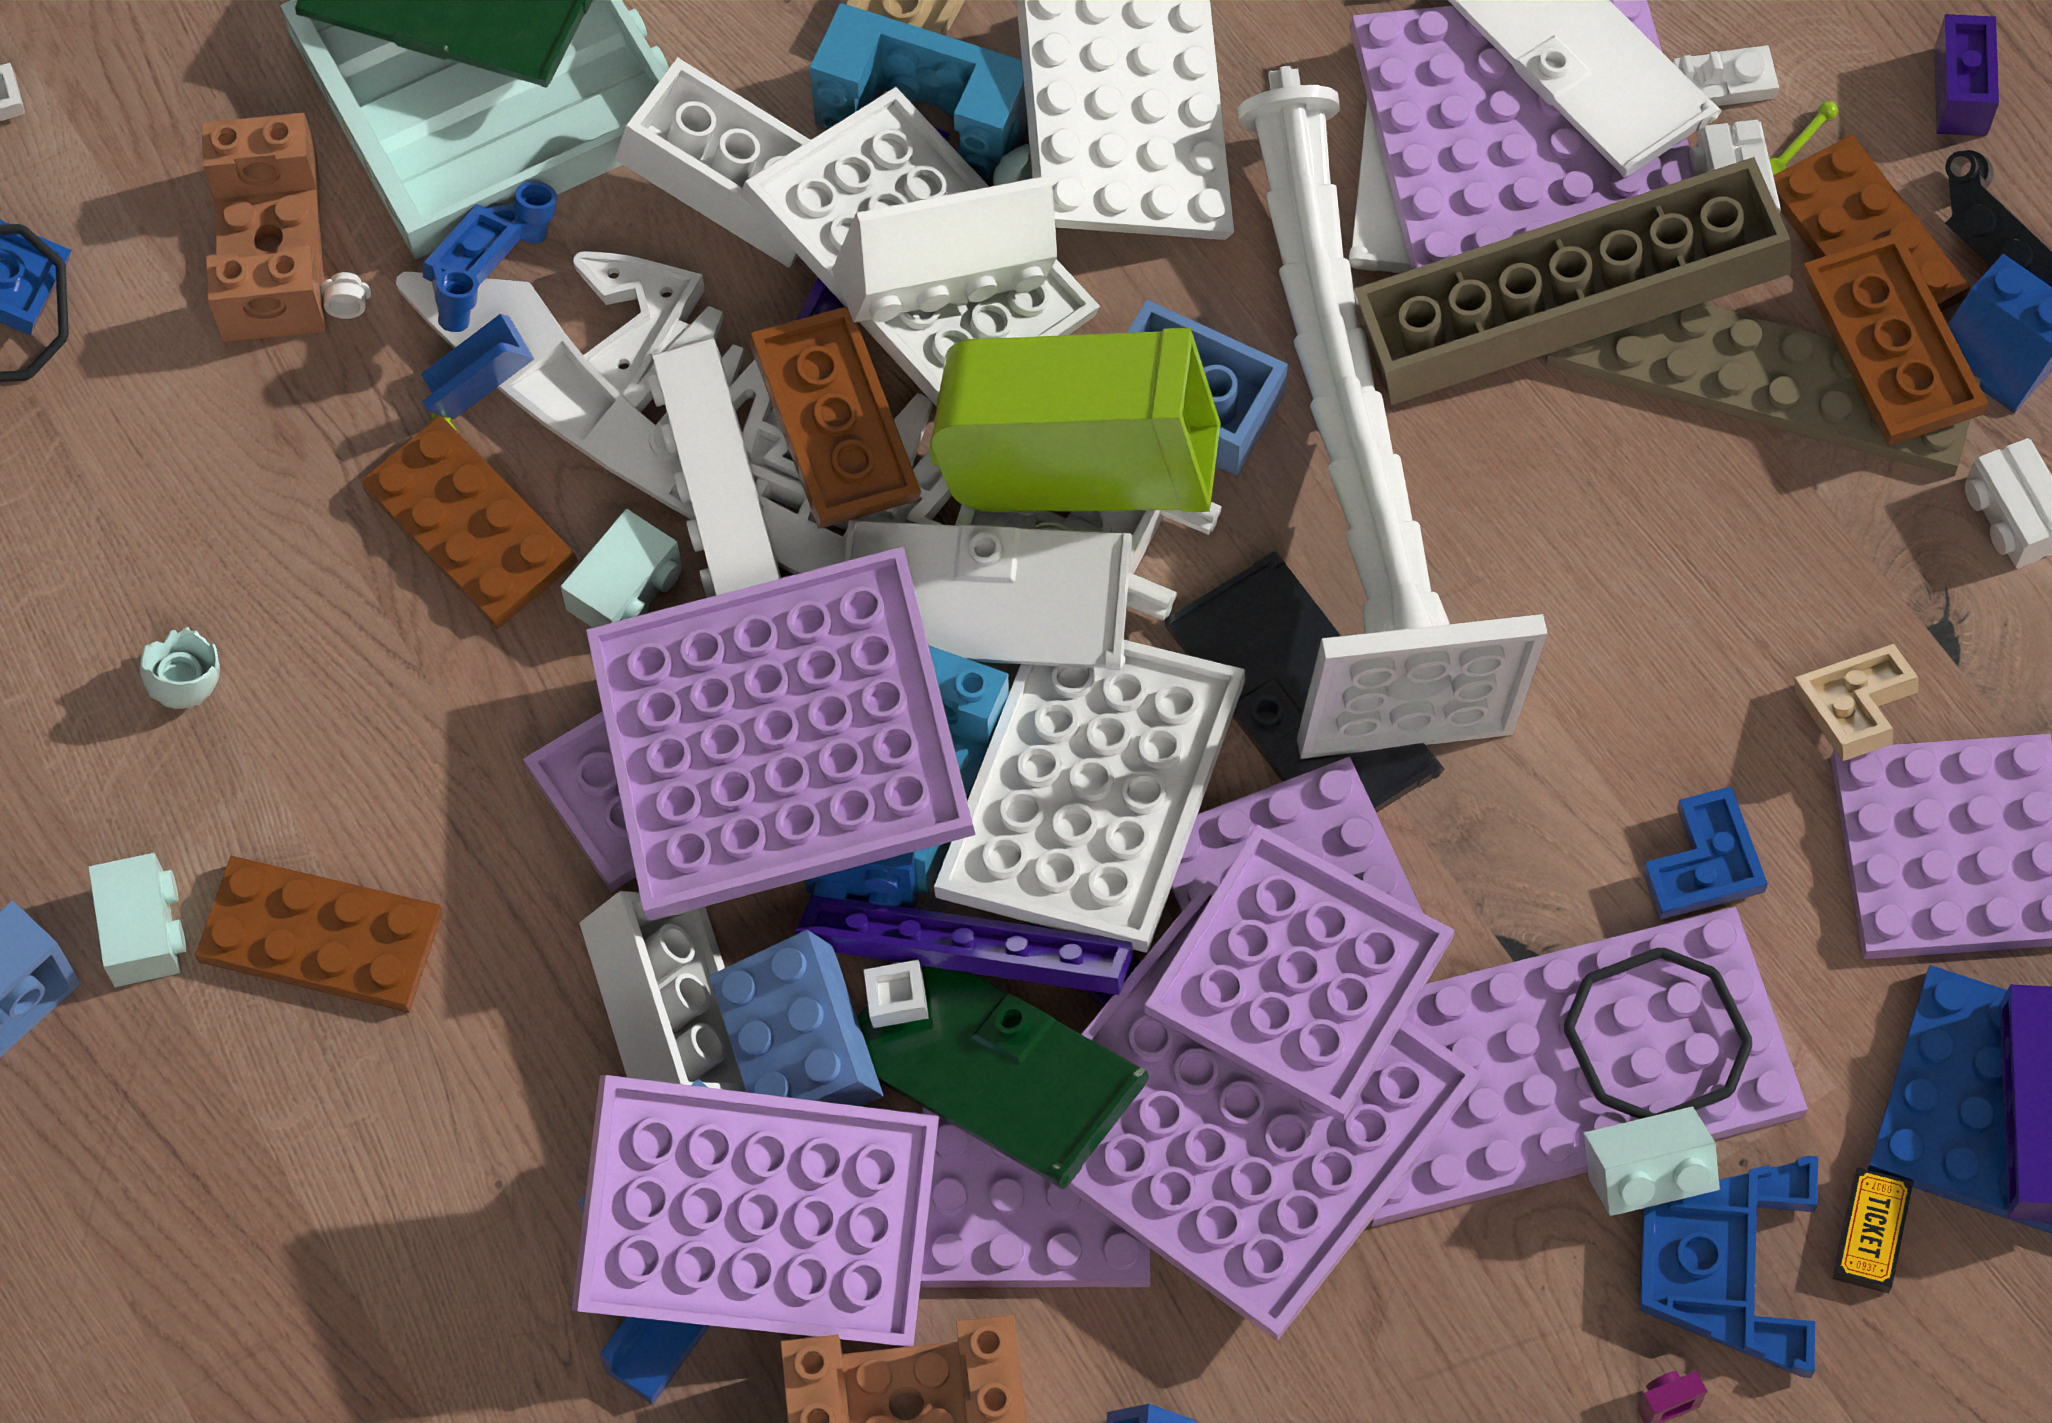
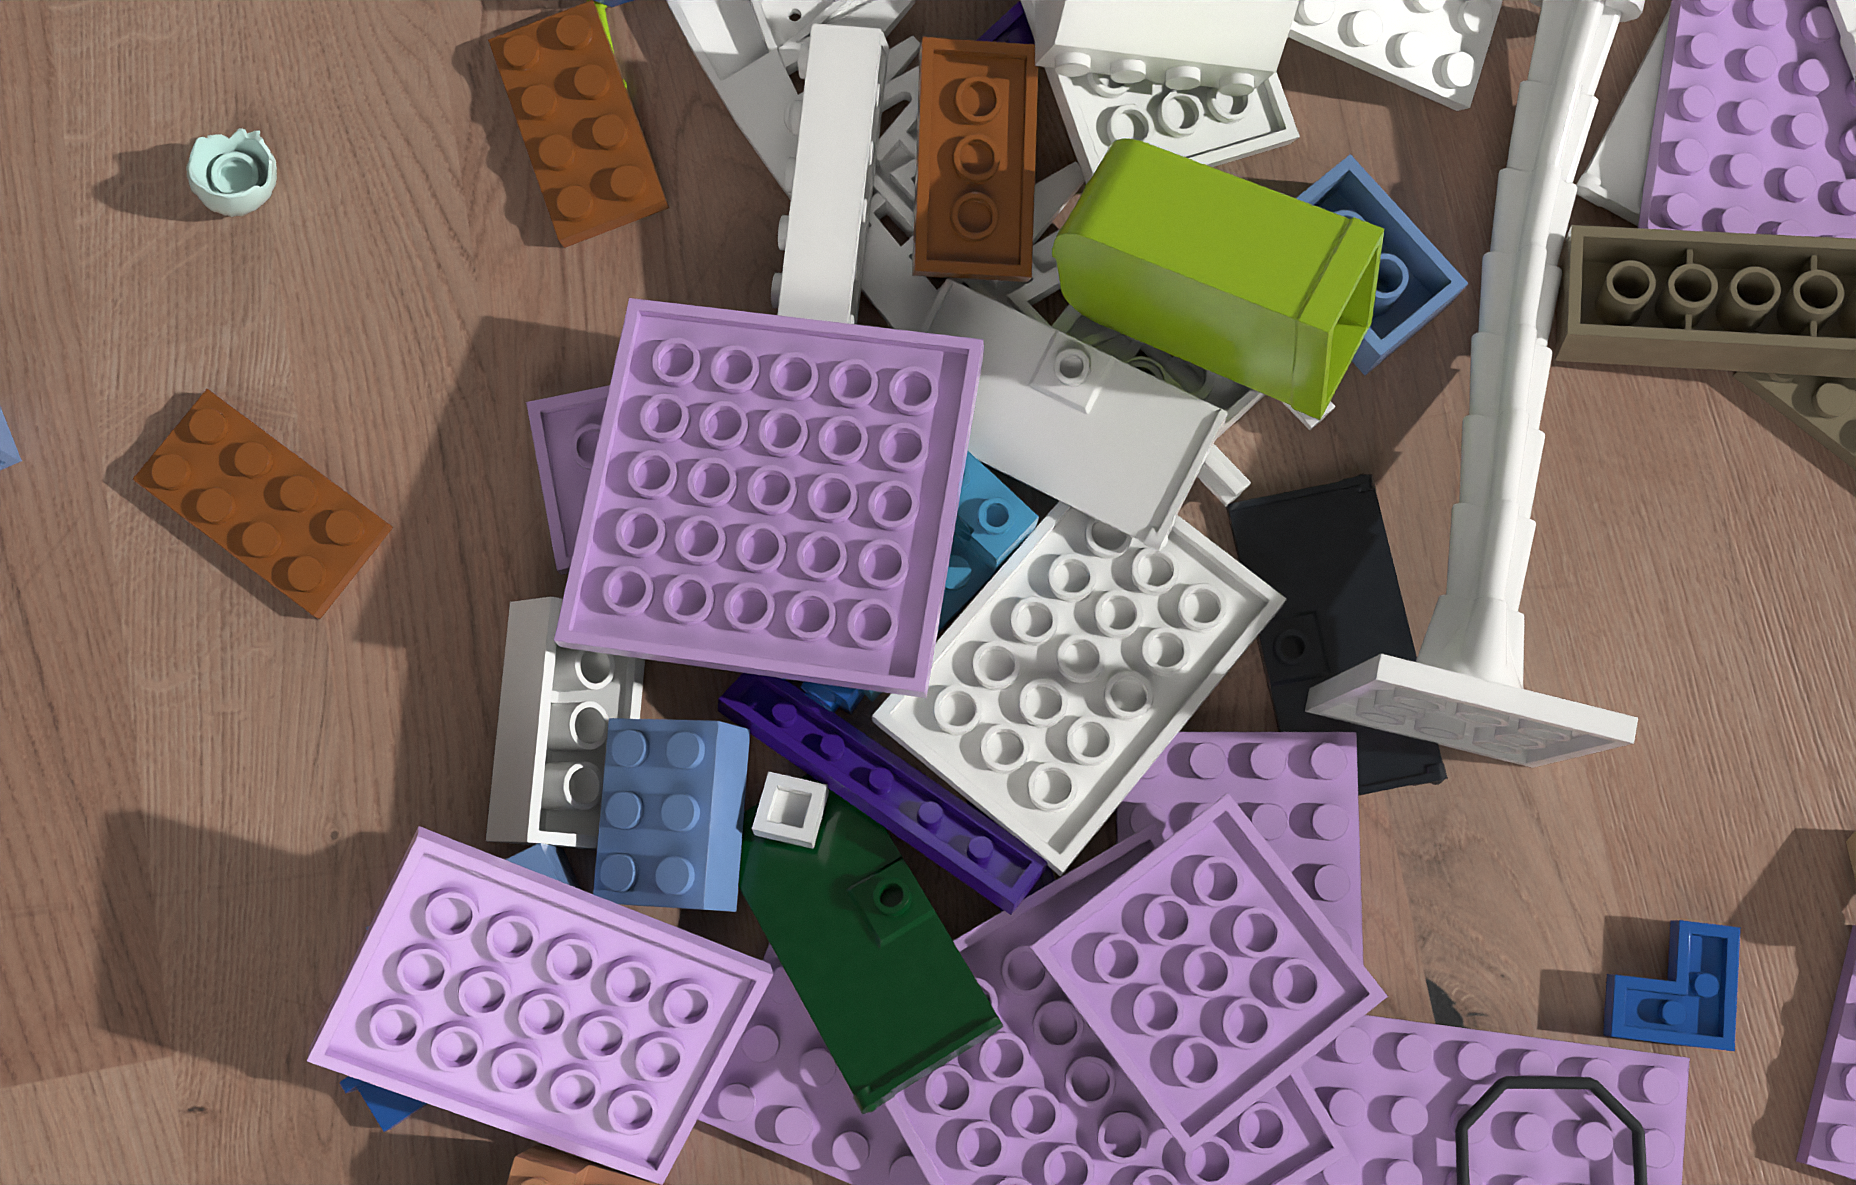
camera: 20 degrees right, 15 degrees up
(136, 919) = (87, 420): light aqua brick -> none
(622, 573) = (703, 243): light aqua brick -> none

